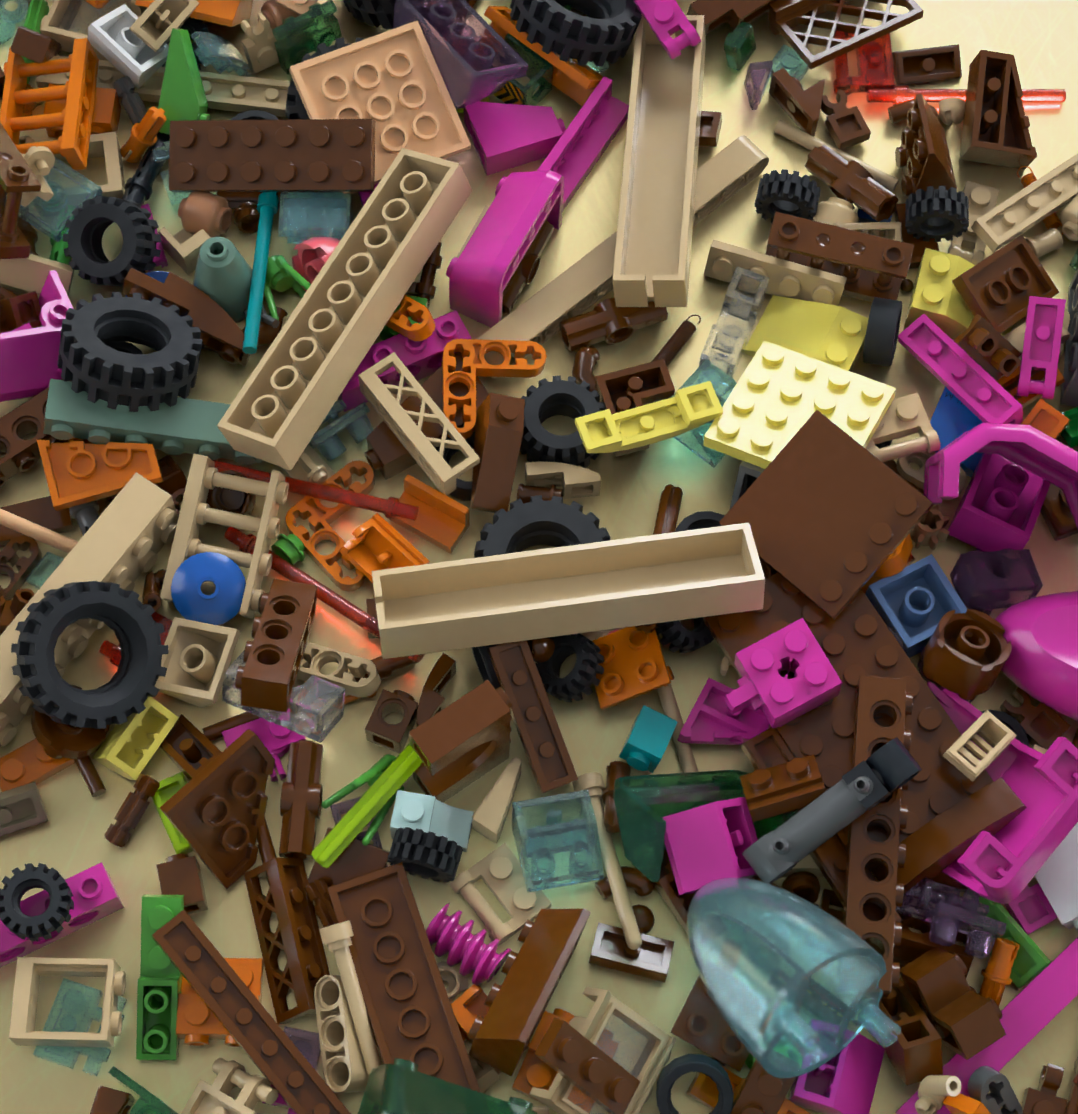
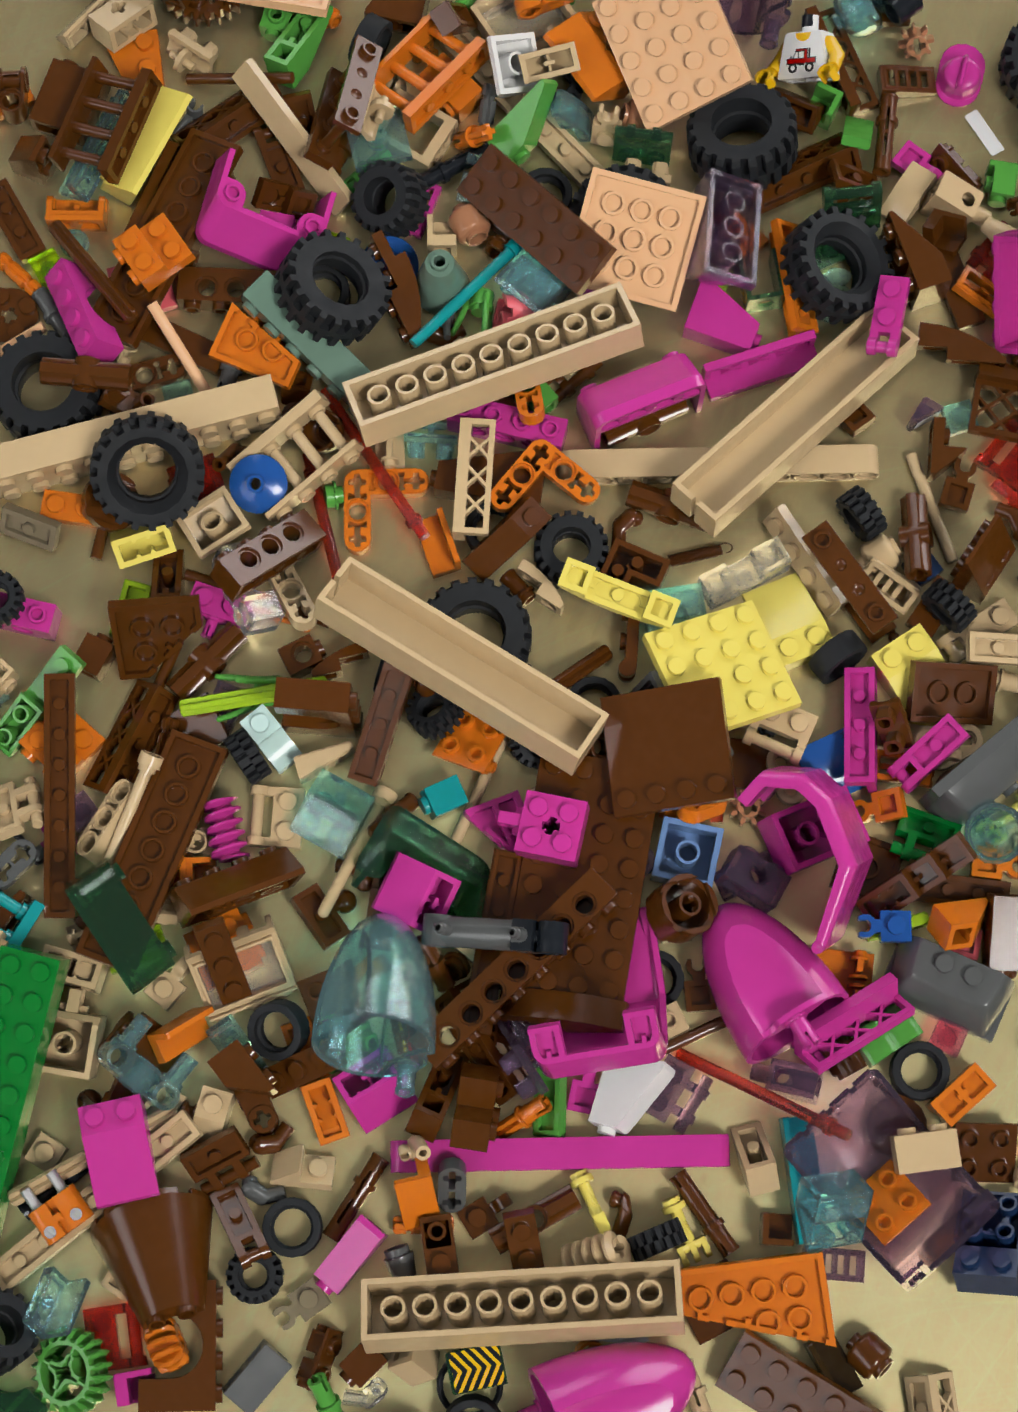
camera: 45 degrees right, 10 degrees up
(132, 810) = (104, 586): reddish brown axle -> none
(380, 548) = (385, 547): orange hinge -> none
(690, 466) = (629, 644): none -> reddish brown plate
(739, 45) = (935, 376): clear green plate -> none
(782, 787) = (487, 895): reddish brown plate -> none
(993, 732) = (651, 971): tan slope -> none

